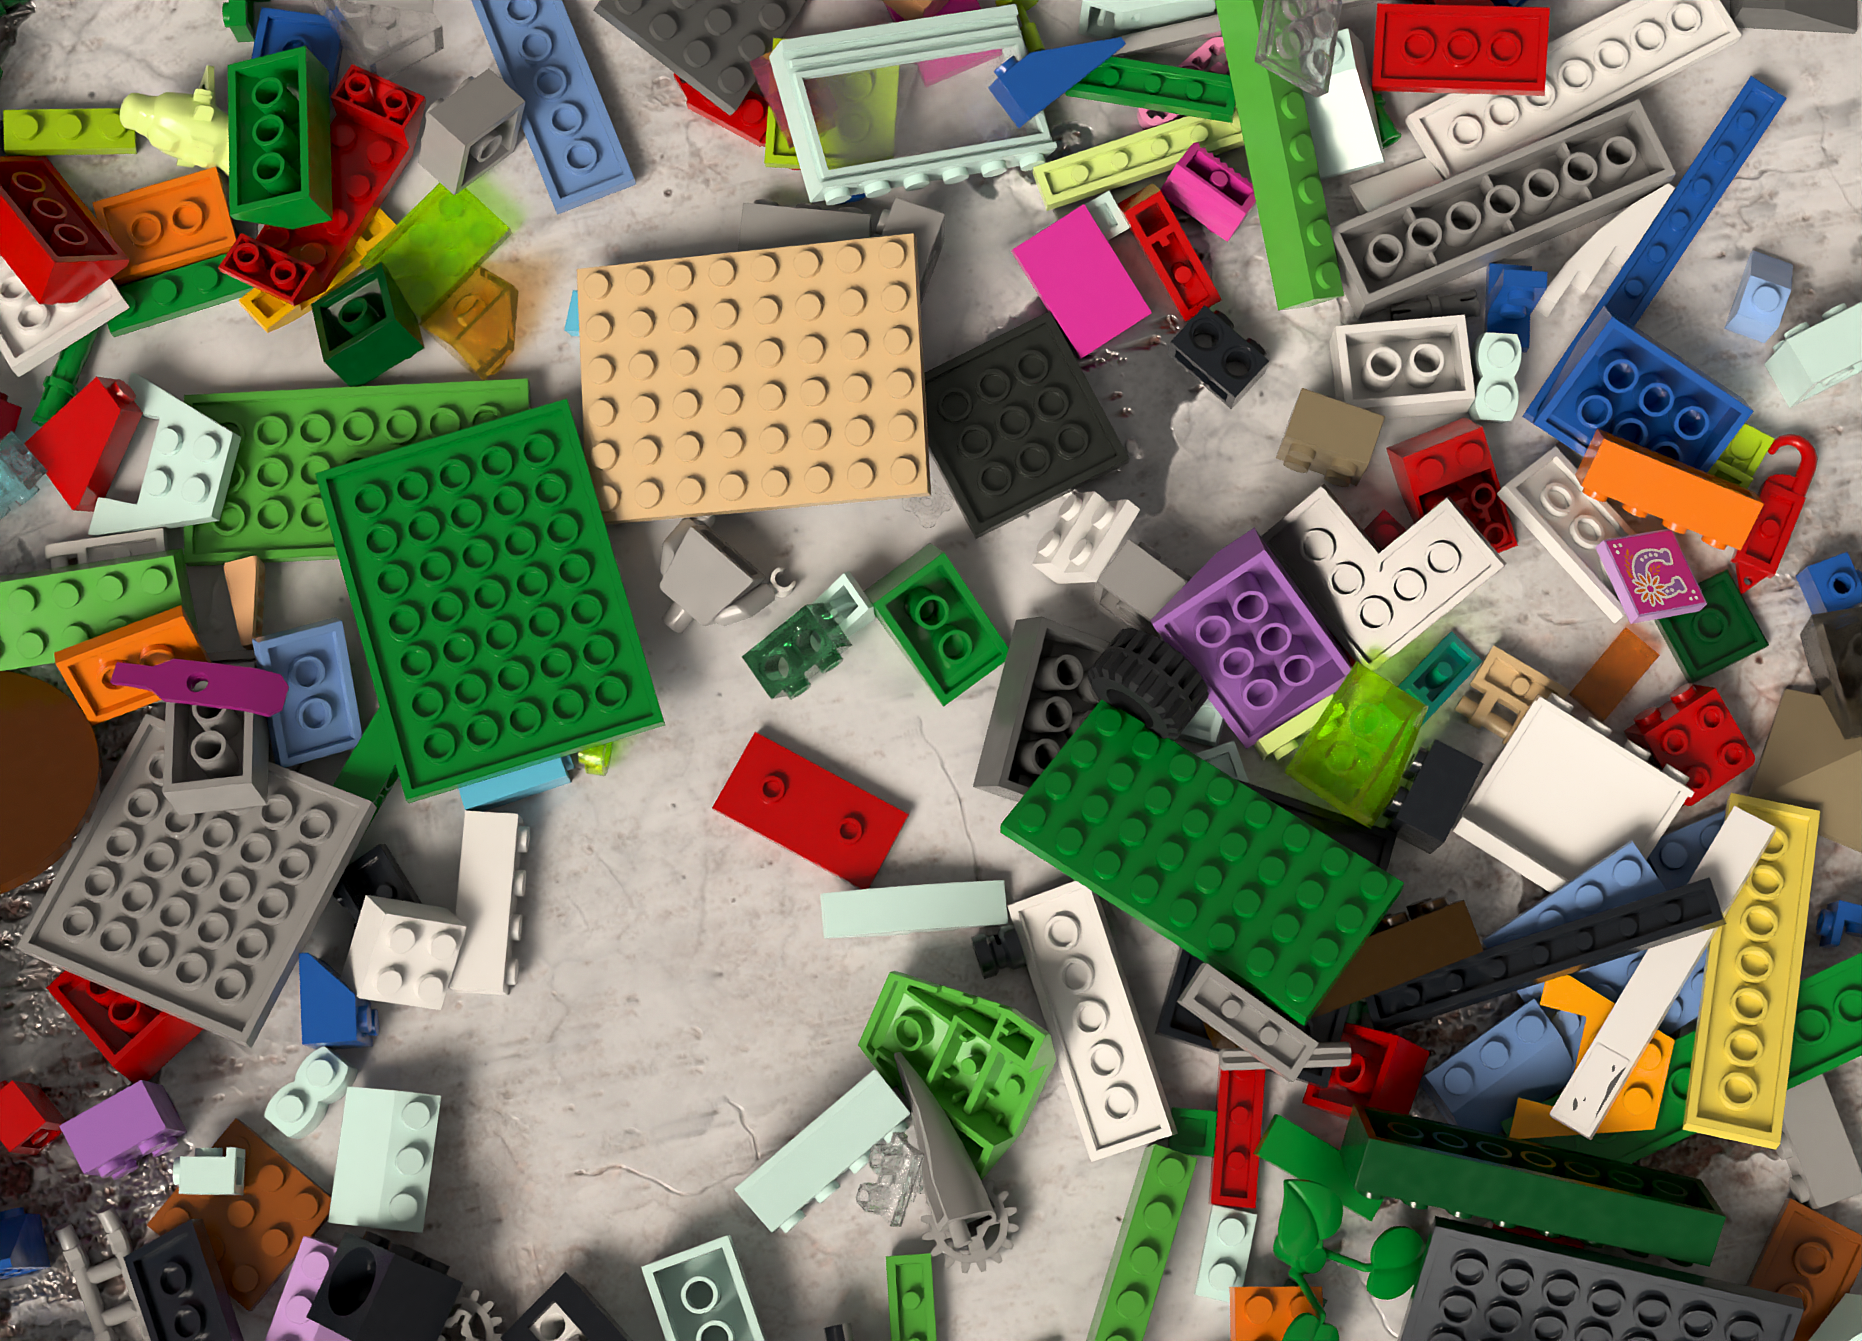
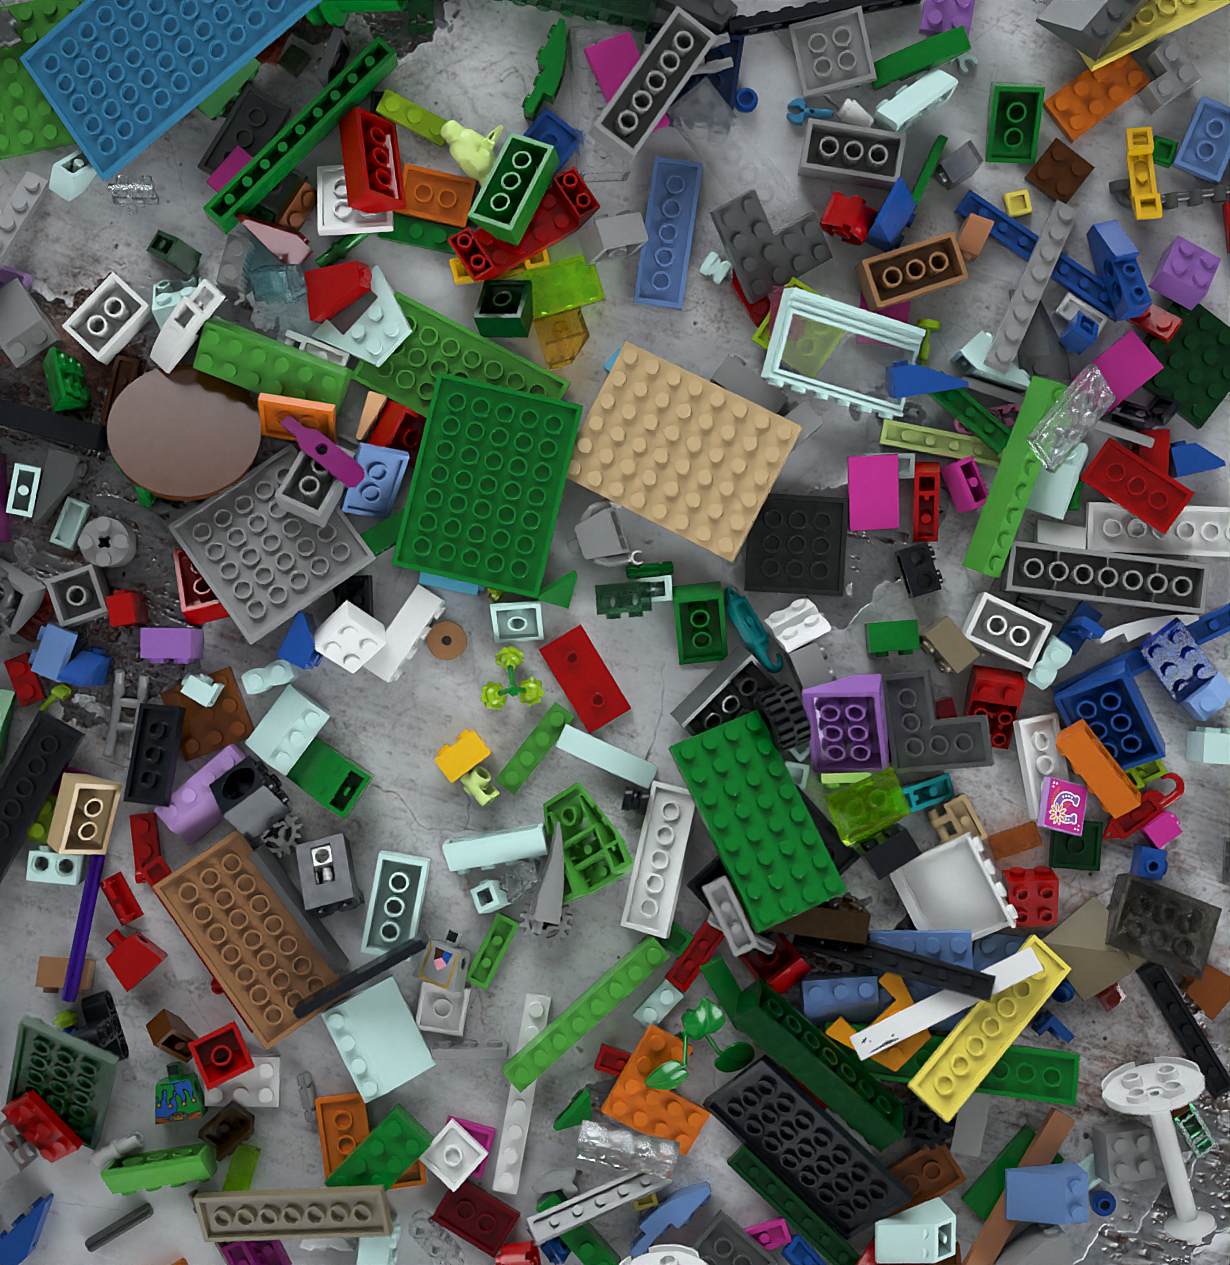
camera: 30 degrees right, 10 degrees up
(306, 590) = (399, 430): none -> red slope
(496, 1196) = (330, 777): none -> green slope
(550, 860) = (436, 644): none -> medium nougat piece
(650, 94) = (715, 267): none -> light aqua wheel
(653, 781) = (517, 621): none -> light aqua slope
(687, 1039) = (463, 755): none -> yellow brick
(691, 701) = (559, 591): none -> green slope
(733, 879) = (530, 689): none -> lime plant
(735, 1072) = (477, 784): none -> yellowish green plate
(794, 965) = (534, 748): none -> bright green plate
(810, 589) = (649, 570): none -> green axle
(858, 1236) = (488, 896): none -> light aqua brick
(1018, 587) = (750, 629): none -> teal plate
(1240, 476) = (892, 636): none -> green brick
(1682, 266) = (1177, 660): none -> clear blue plate
(1745, 1205) = (932, 1130): none -> black gear
(1818, 528) = (1161, 829): none -> dark pink brick
(1831, 859) = (1063, 992): none -> blue plate

